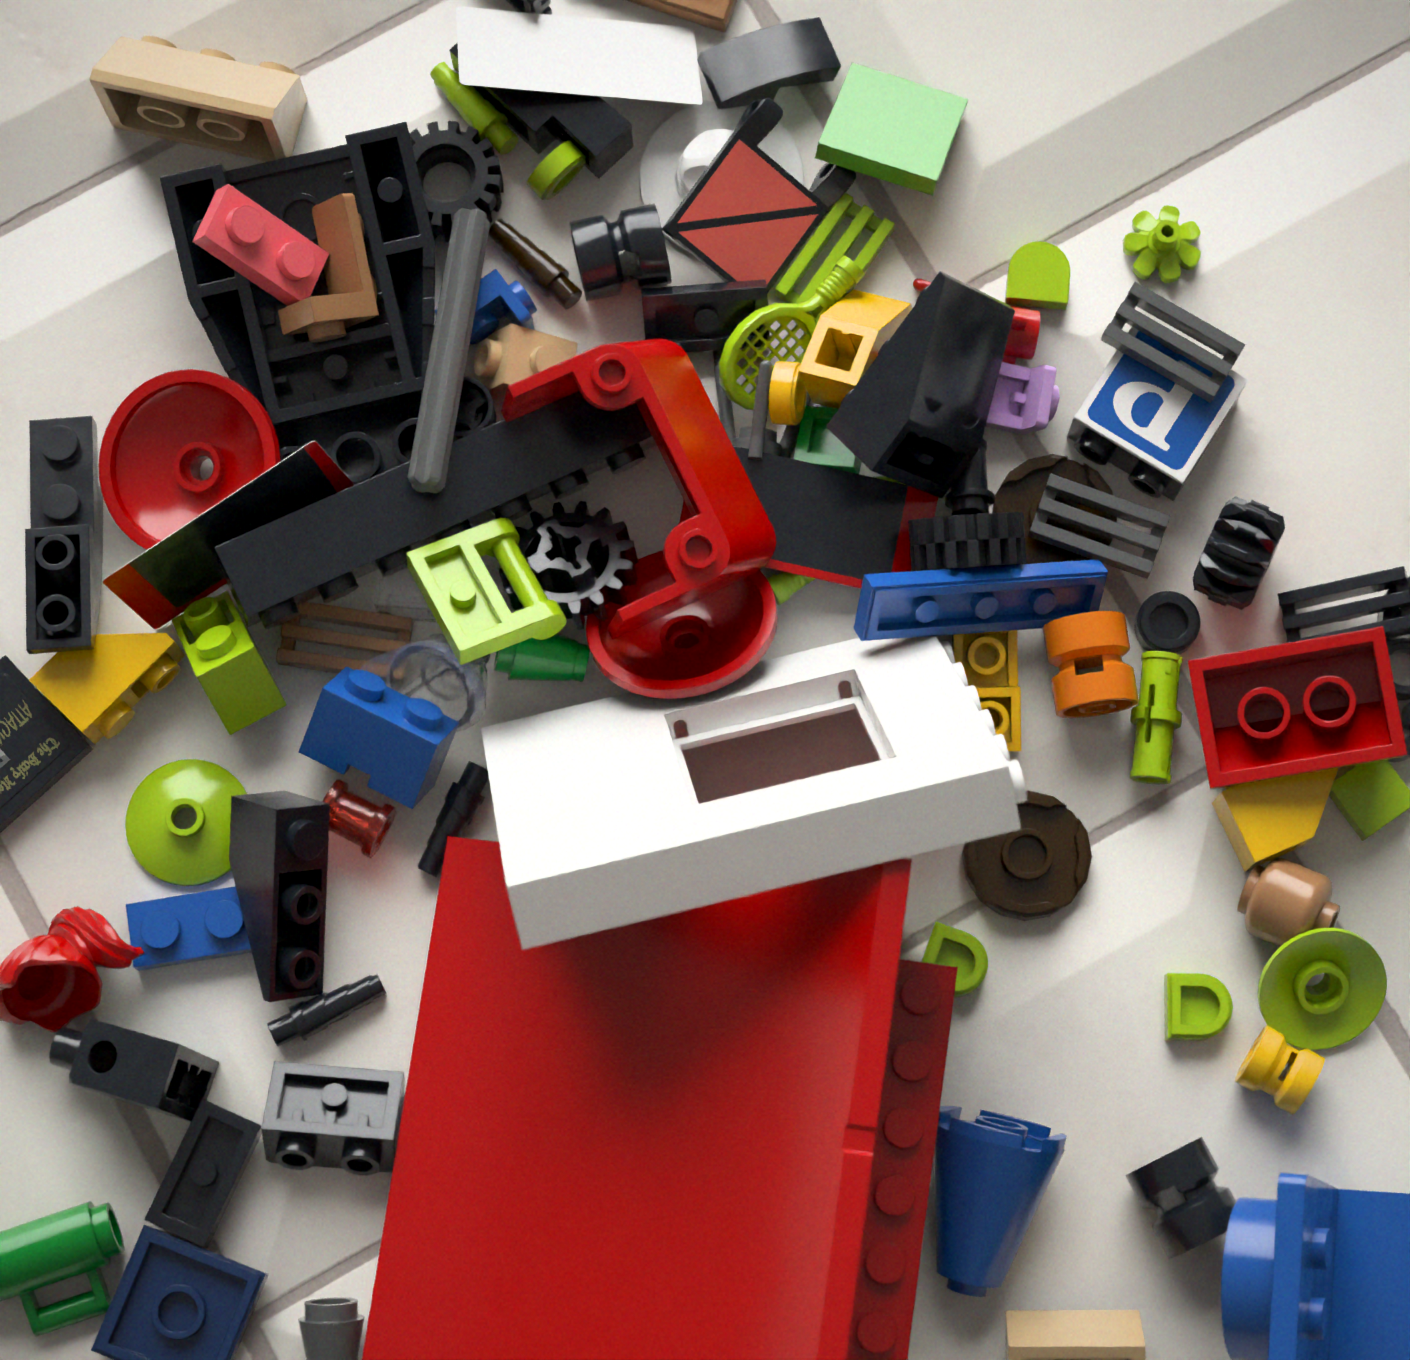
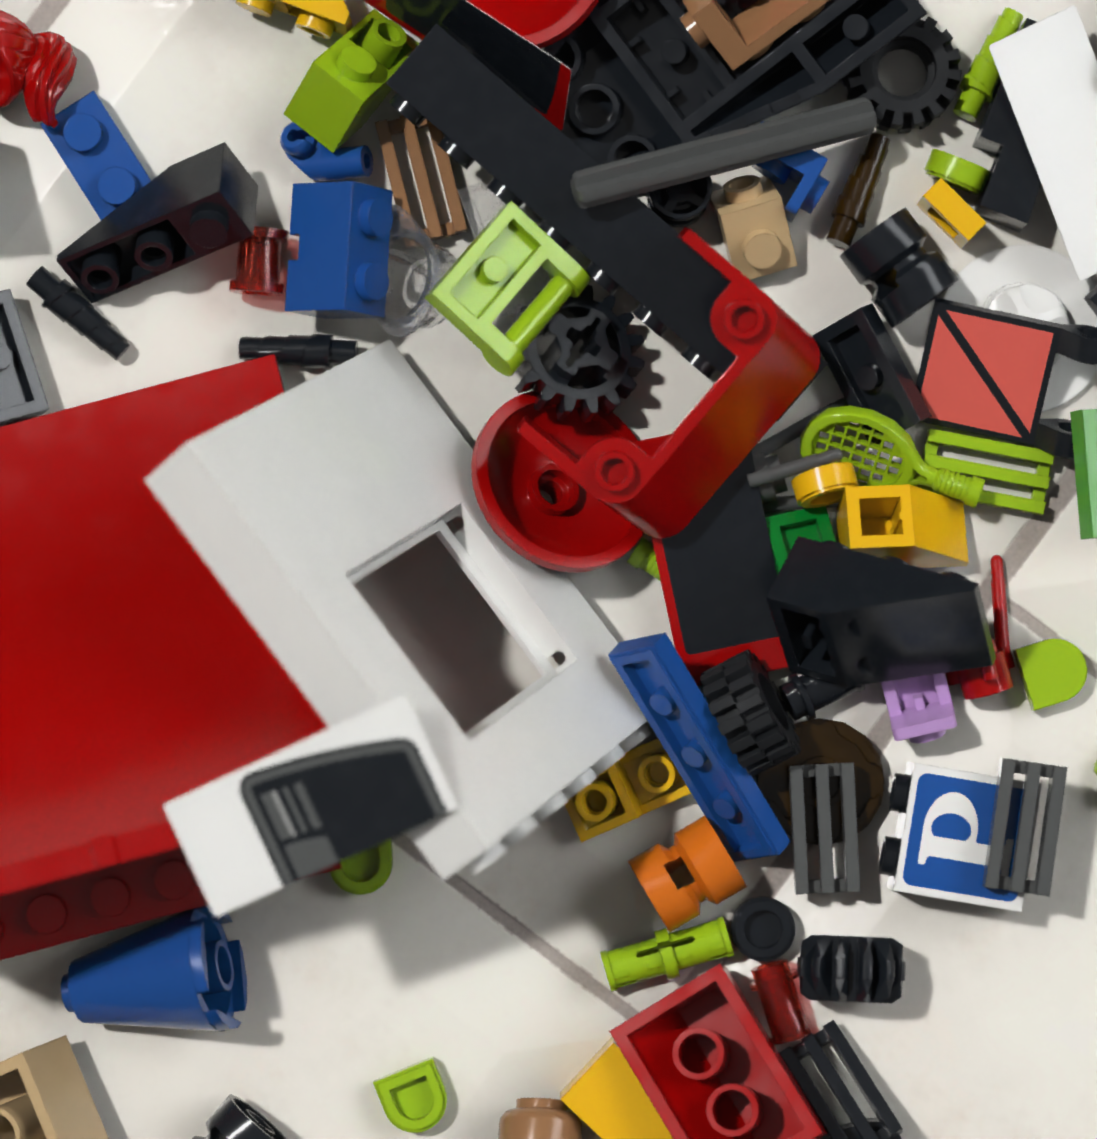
camera: 65 degrees right, 10 degrees up
(176, 854) = (229, 111): lime dish -> none
(287, 724) = (320, 162): none -> blue arm
(544, 660) = (483, 383): green cone -> none
(591, 190) = (951, 213): none -> yellow tile
(899, 920) = (311, 805): none -> sticker
(1033, 868) = (497, 903): dark brown tile -> none
(1238, 632) = (780, 1001): none -> clear red pin

